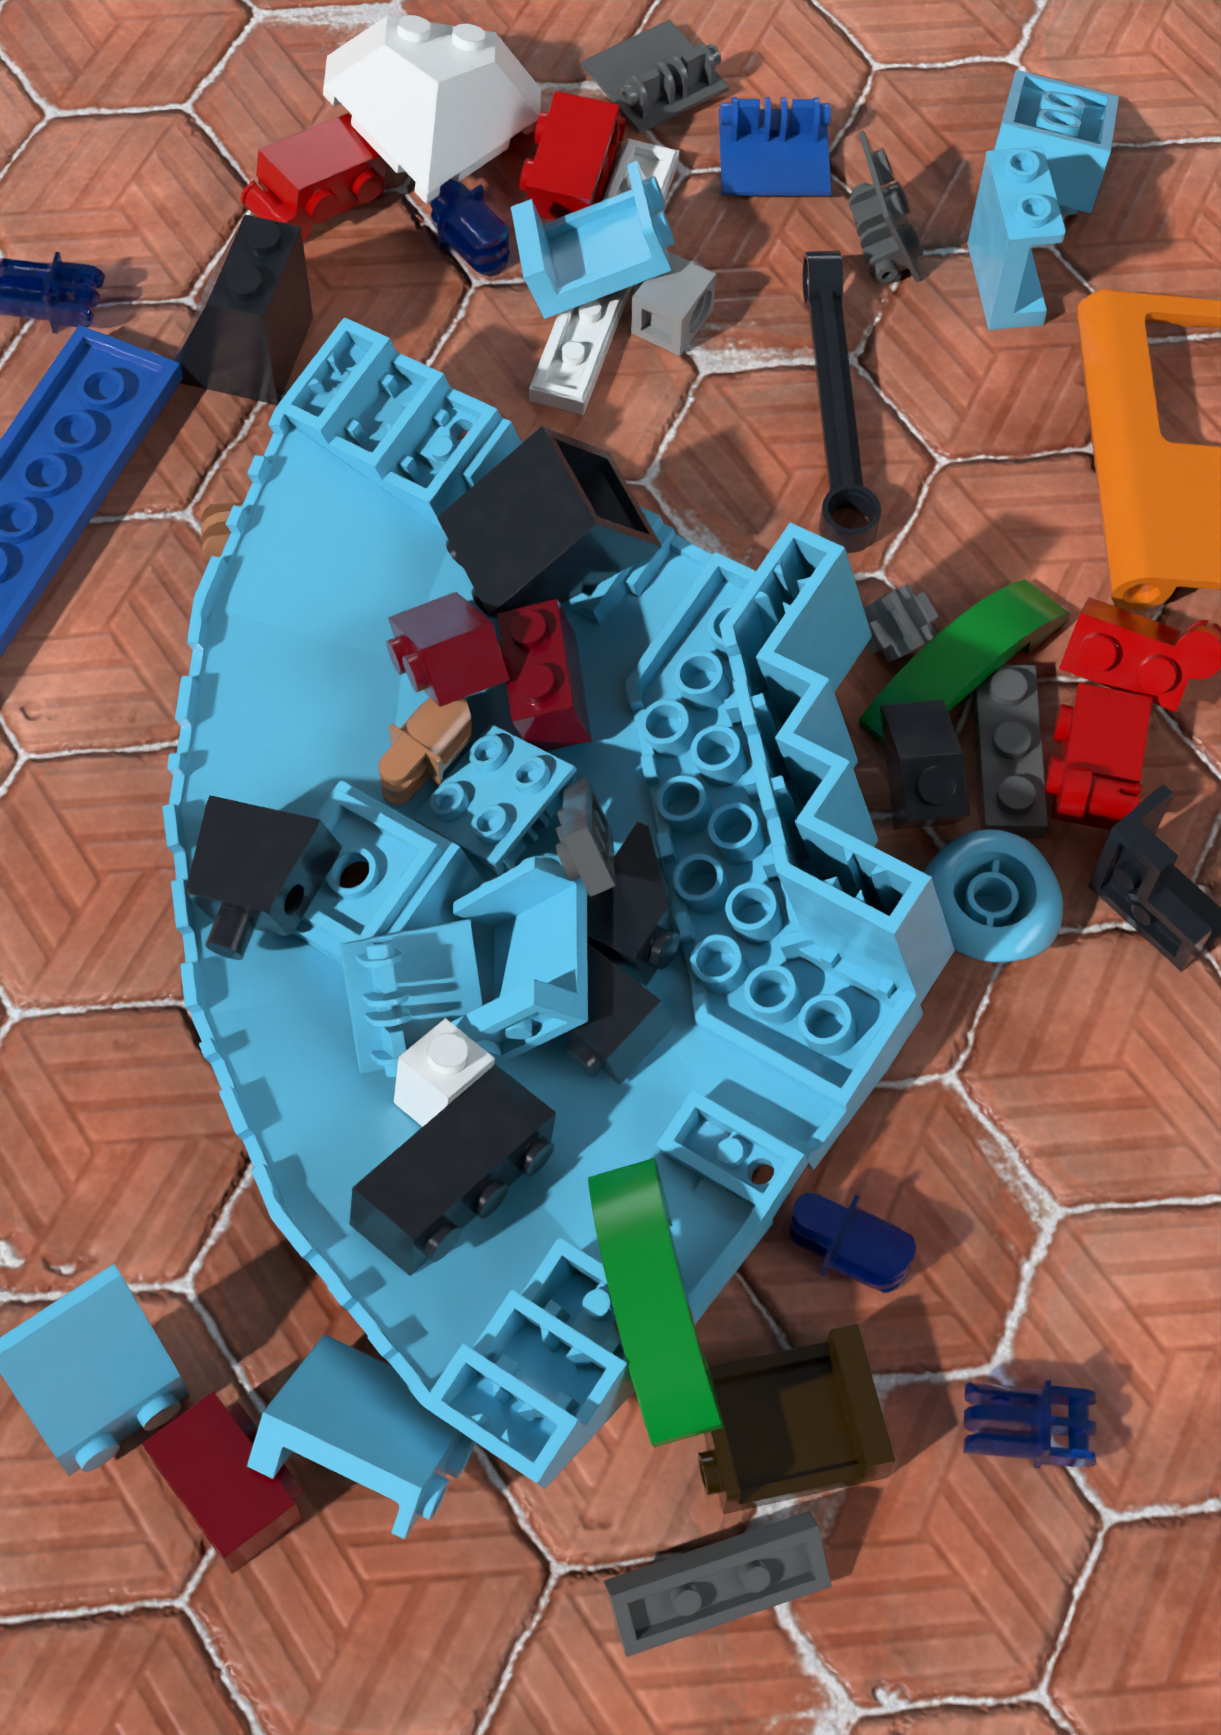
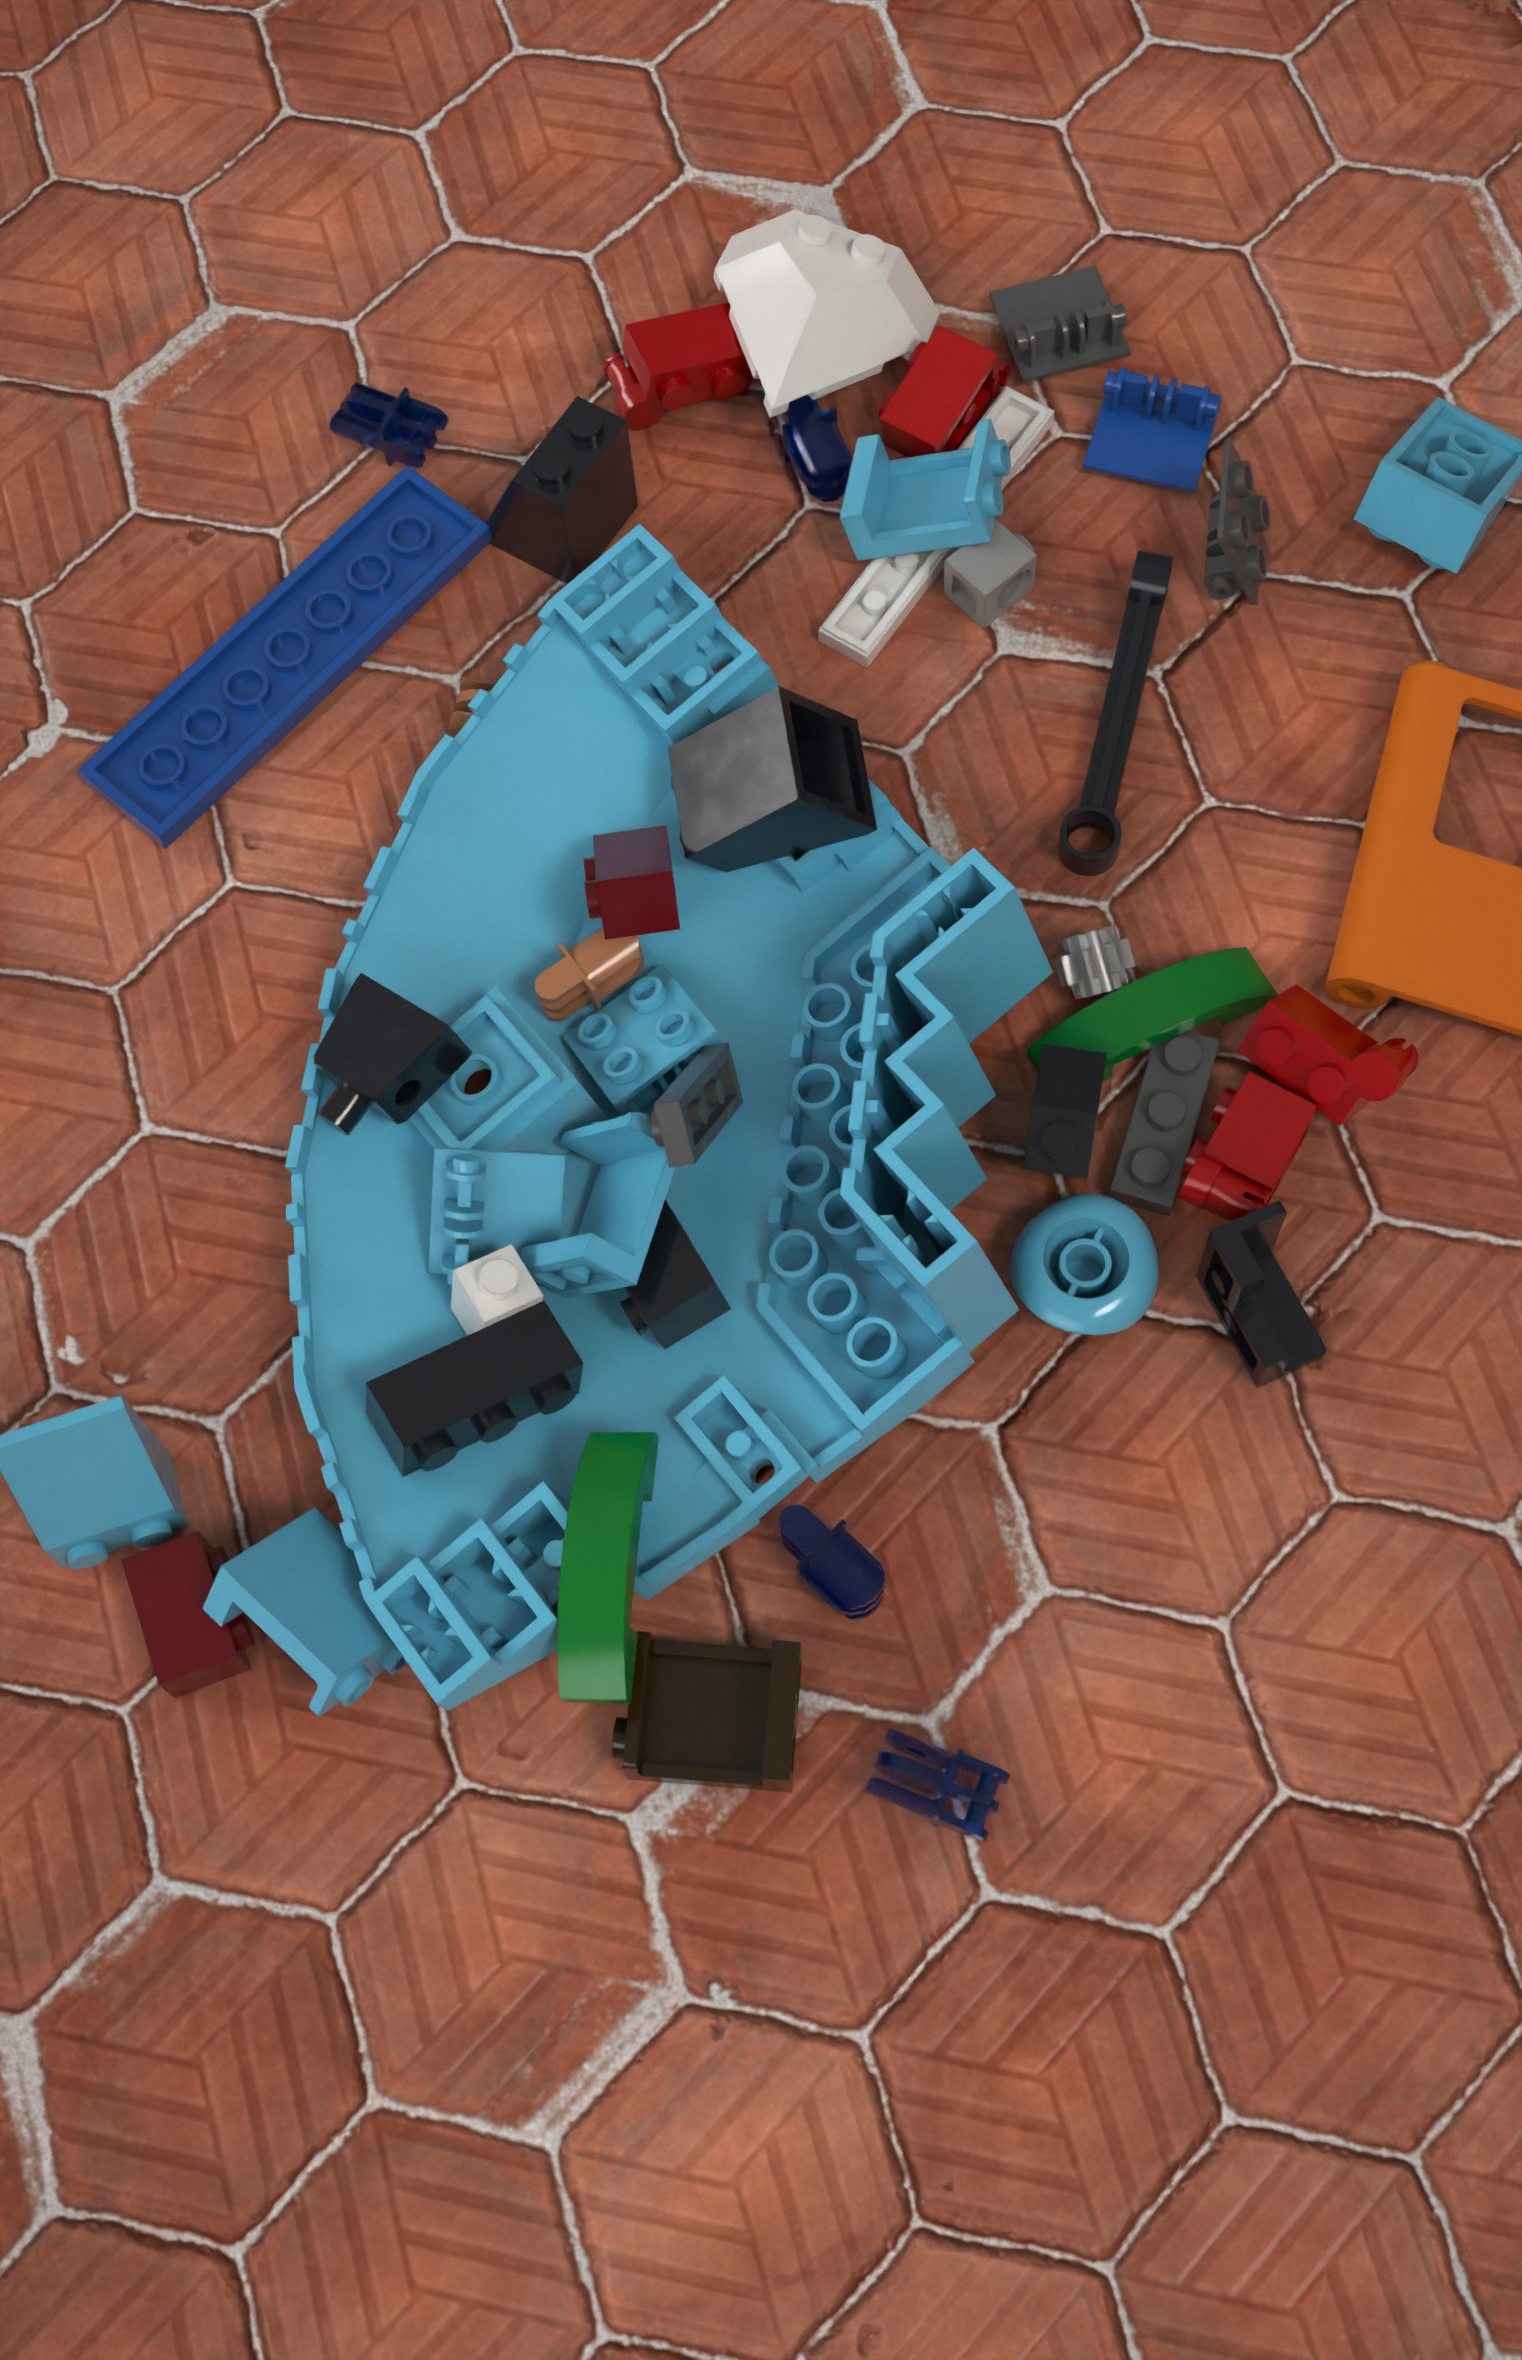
camera: 25 degrees right, 5 degrees up
(544, 676) = (722, 932): dark red brick -> none
(636, 917) = (730, 1185): black slope -> none
(717, 1583) = (594, 1842): dark grey plate -> none
(1012, 214) = (1354, 584): medium azure panel -> none

